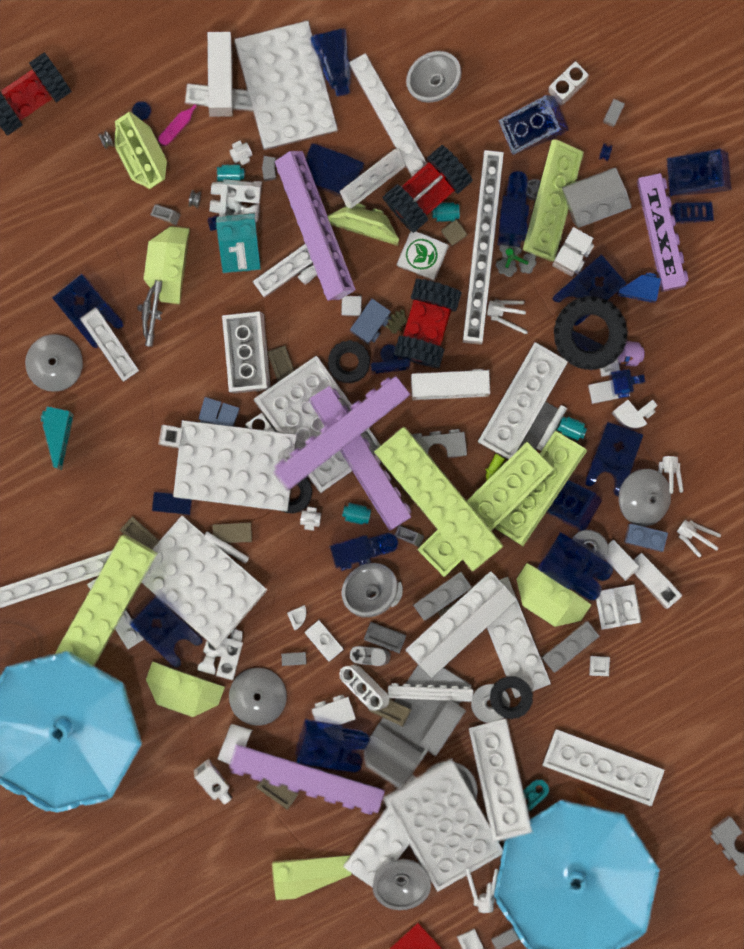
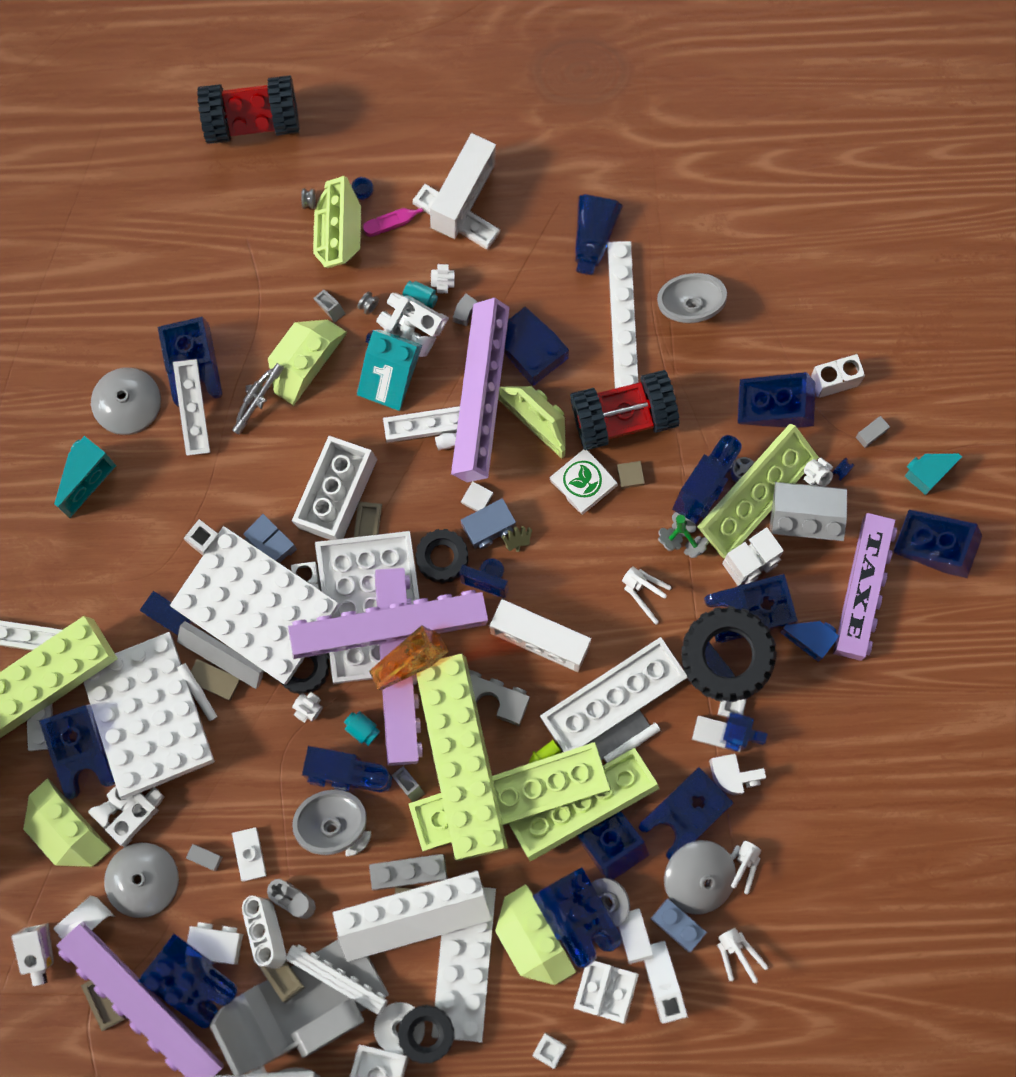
camera: 30 degrees right, 10 degrees down
(139, 533) = (112, 628): dark tan tile -> none
(227, 513) = (219, 654): none -> light grey tile
(285, 85) = (527, 234): white plate -> none
(297, 617) = (234, 812): white tile -> none
(369, 449) = (410, 657): none -> clear orange slope
(372, 178) = (570, 371): white plate -> none
(385, 637) = (320, 886): flat silver tile -> none
(427, 323) = (550, 554): plate -> none
(446, 212) = (633, 447): teal brick -> none
(483, 247) = (653, 504): white brick -> none
(570, 647) = (526, 1009): light grey arch -> none
(572, 428) = (655, 755): teal brick -> none
(589, 164) = (818, 472): none -> white gear
(632, 354) = (763, 704): lavender head -> none
(668, 121) = (930, 469): none -> teal slope
(682, 217) = (896, 568): clear blue slope -> none

